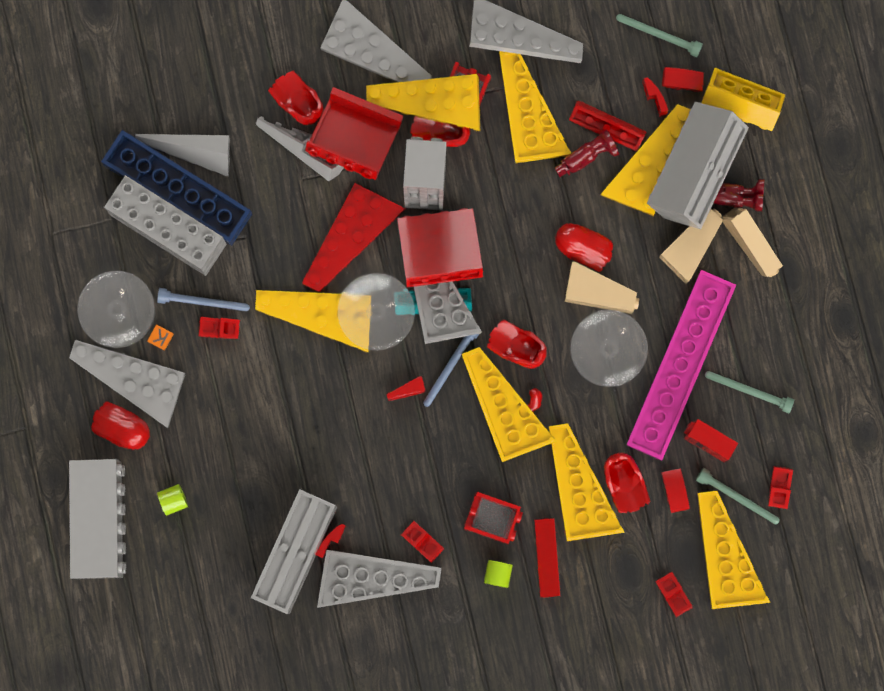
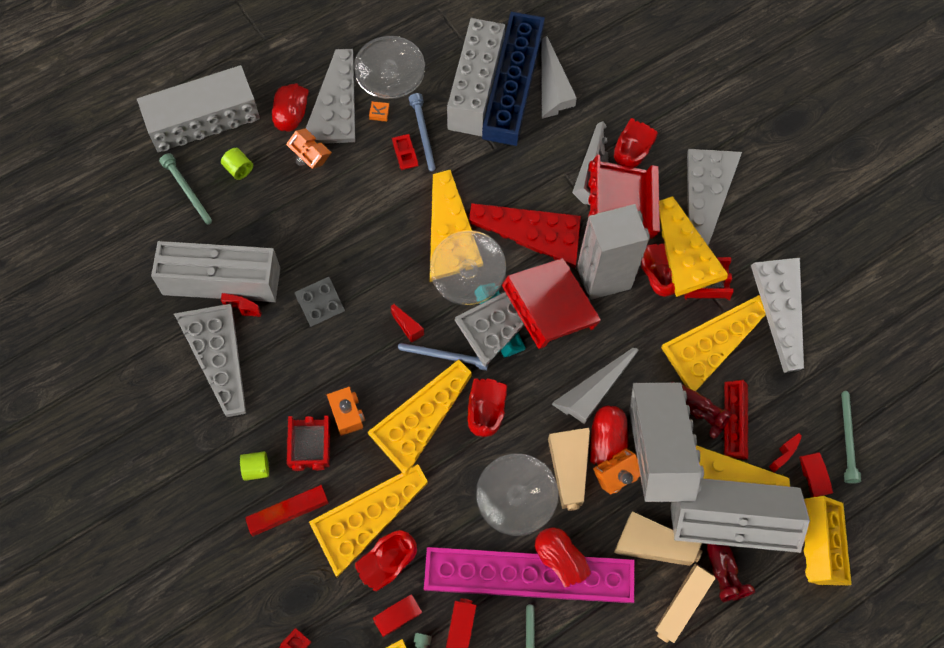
camera: 70 degrees right, 15 degrees down
(144, 568) = (169, 163): none -> sand green piece
(185, 423) = (307, 149): none -> orange piece
(354, 464) = (319, 301): none -> dark grey hinge
(422, 541) = (266, 388): red slope -> none
(474, 475) = (345, 411): none -> orange piece
(536, 399) = (440, 443): red arm -> none
(537, 248) = (586, 396): none -> light grey wedge
(615, 201) = (665, 443): none -> light grey brick
(620, 251) = (618, 471): none -> orange piece
(677, 330) = (562, 556): none -> red hair

